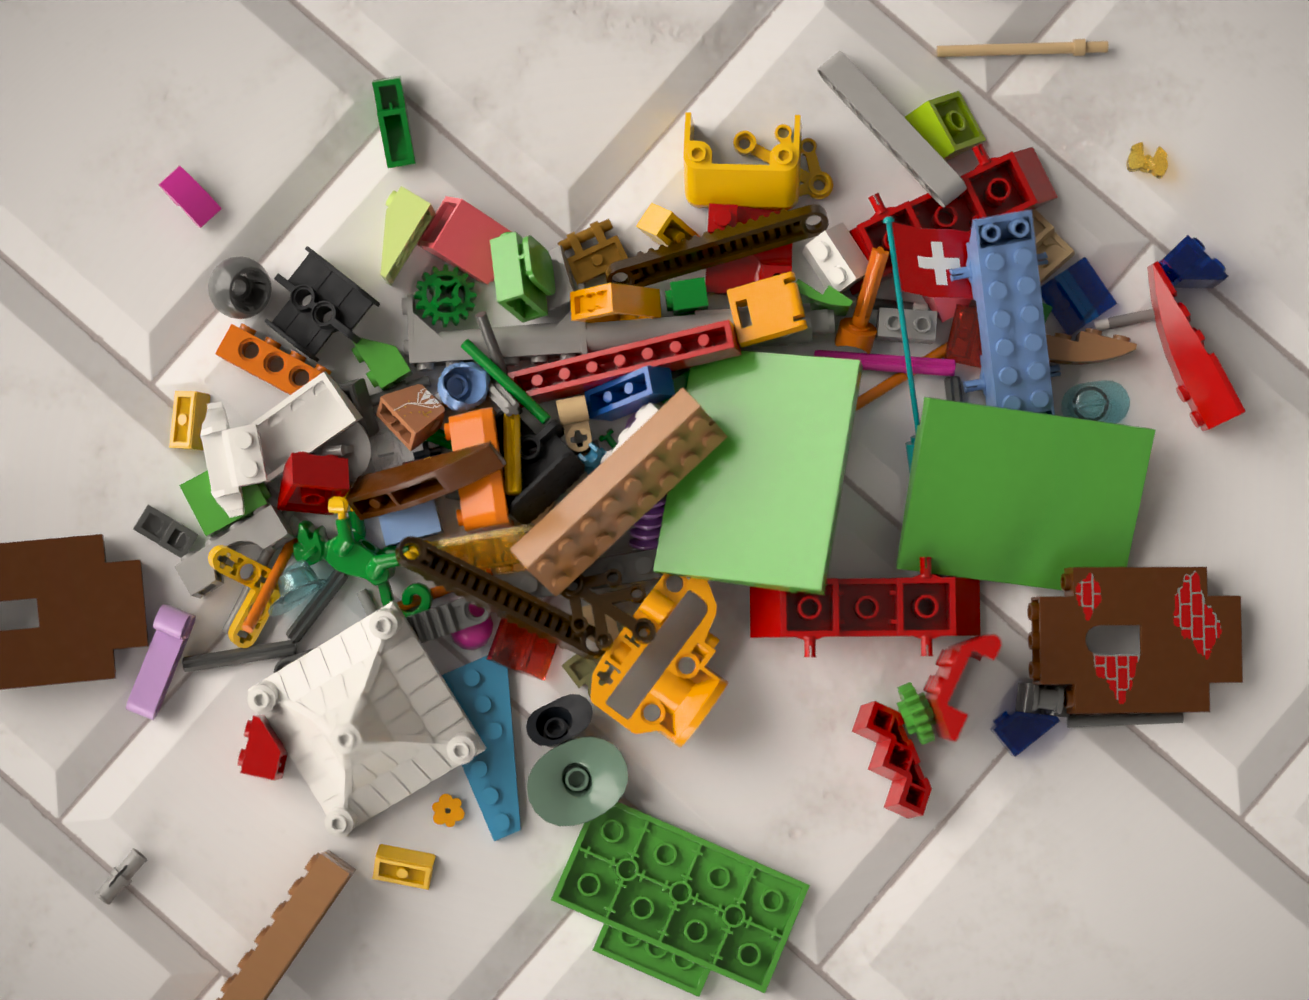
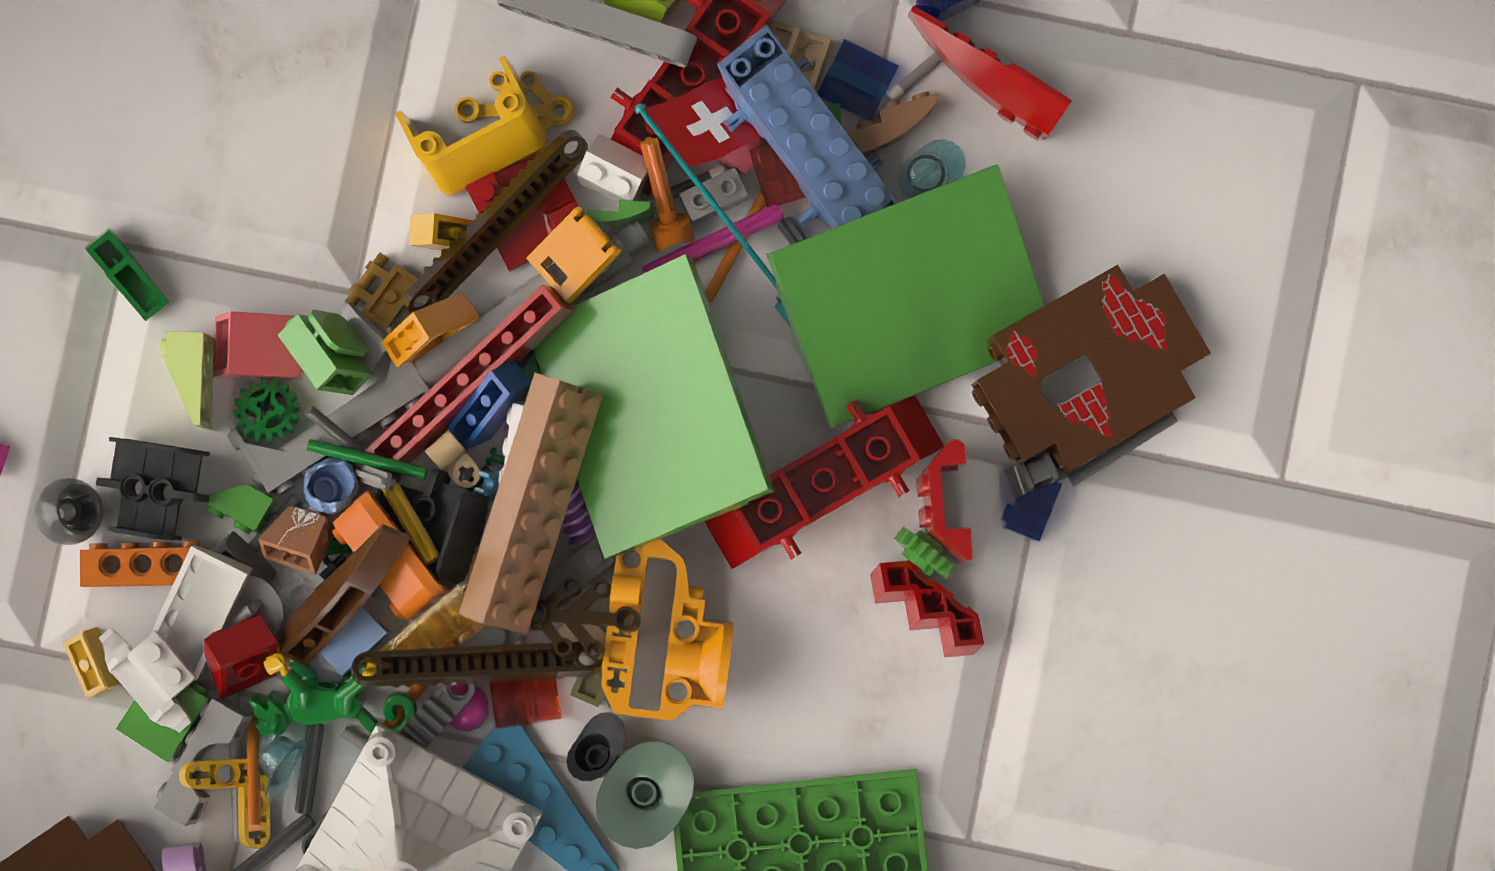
camera: 25 degrees left, 0 degrees up
(165, 531) = (127, 779): dark grey slope -> none
(687, 296) = (493, 284): green brick -> none

